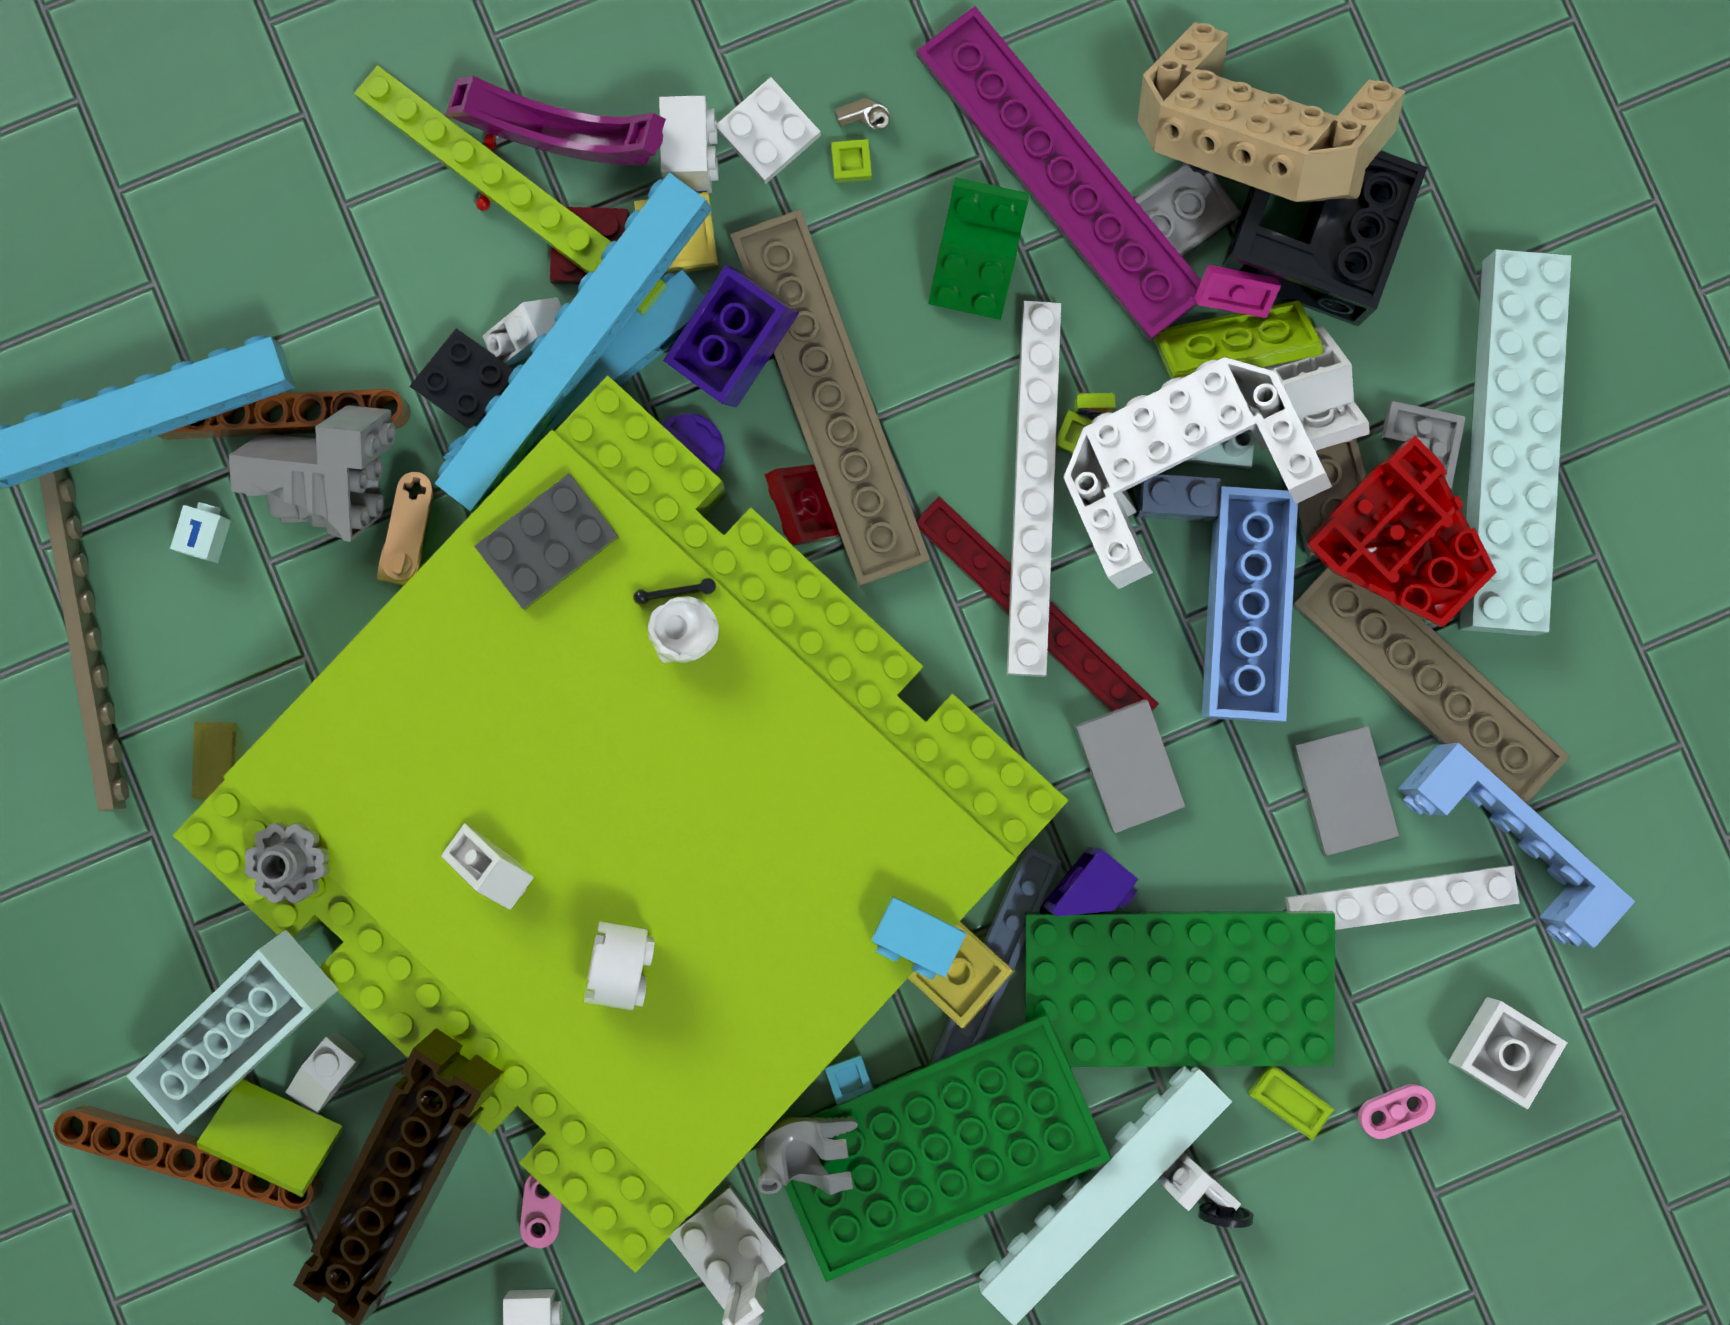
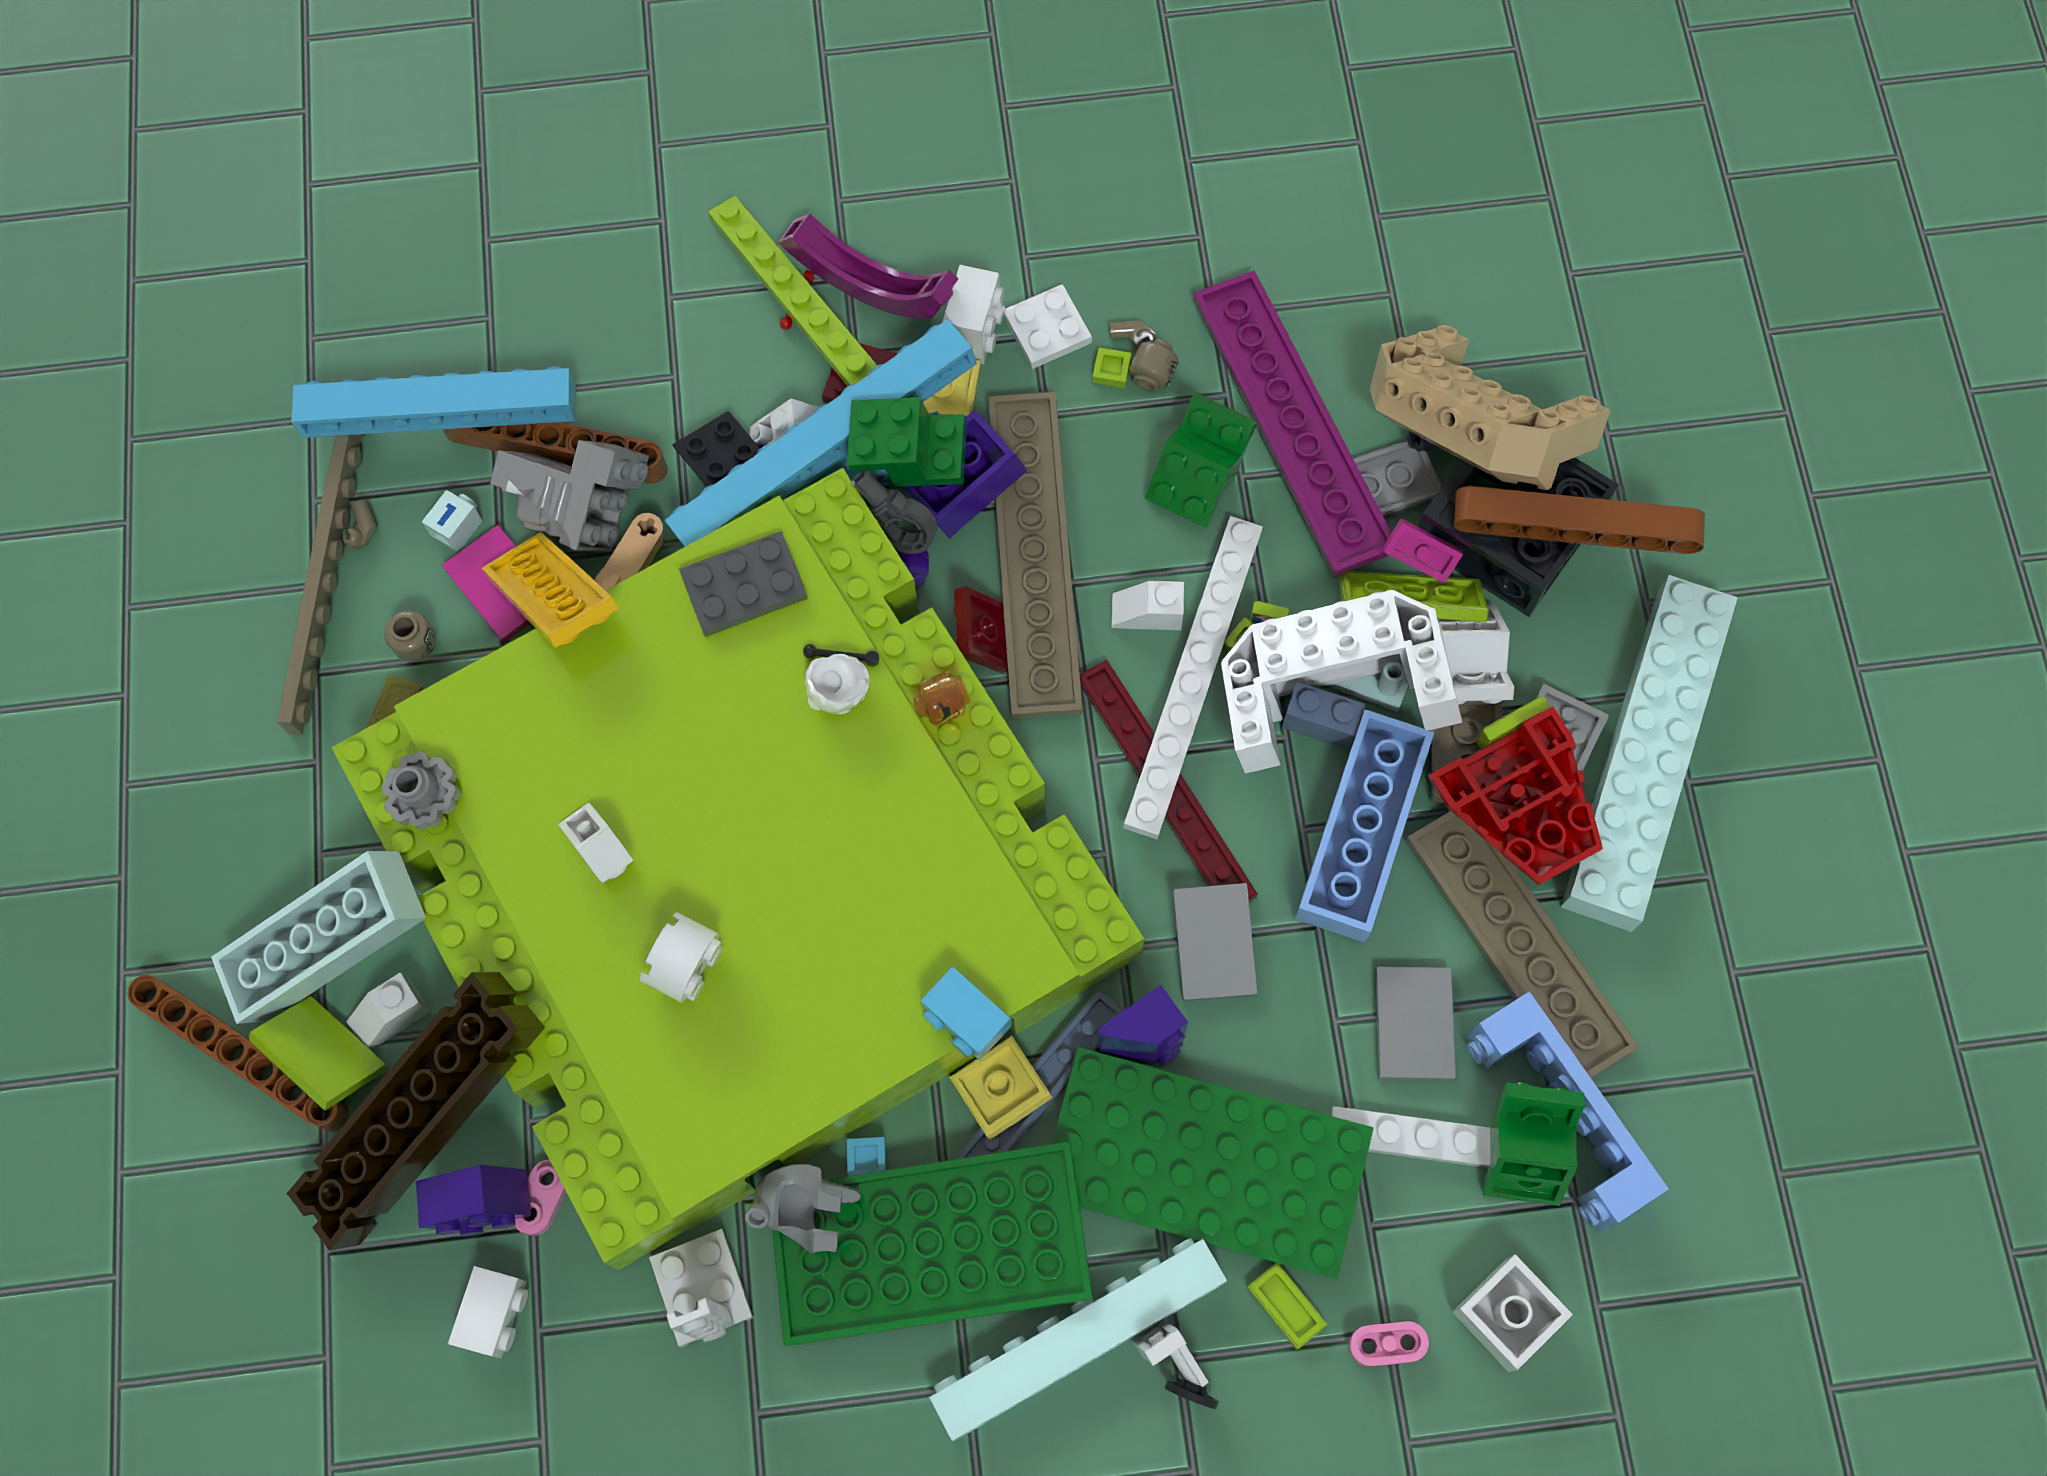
camera: 25 degrees right, 15 degrees down
(107, 565) = (364, 528): none -> dark tan arm
(203, 676) = (410, 635): none -> dark tan head
(276, 587) = (468, 575): none -> dark pink tile
(340, 600) = (550, 589): none -> yellow plate
(481, 1240) = (473, 1199): none -> dark purple brick
(667, 326) = (907, 442): none -> green bracket
(673, 404) = (893, 506): none -> dark grey pin
(794, 611) = (941, 698): none -> clear orange head
(897, 148) = (1153, 365): none -> dark tan head
(966, 426) = (1149, 606): none -> white slope
(1373, 457) = (1511, 722): none -> lime tile
(1397, 223) = (1579, 520): none -> dark orange beam
(1493, 886) = (1533, 1143): none -> green bracket

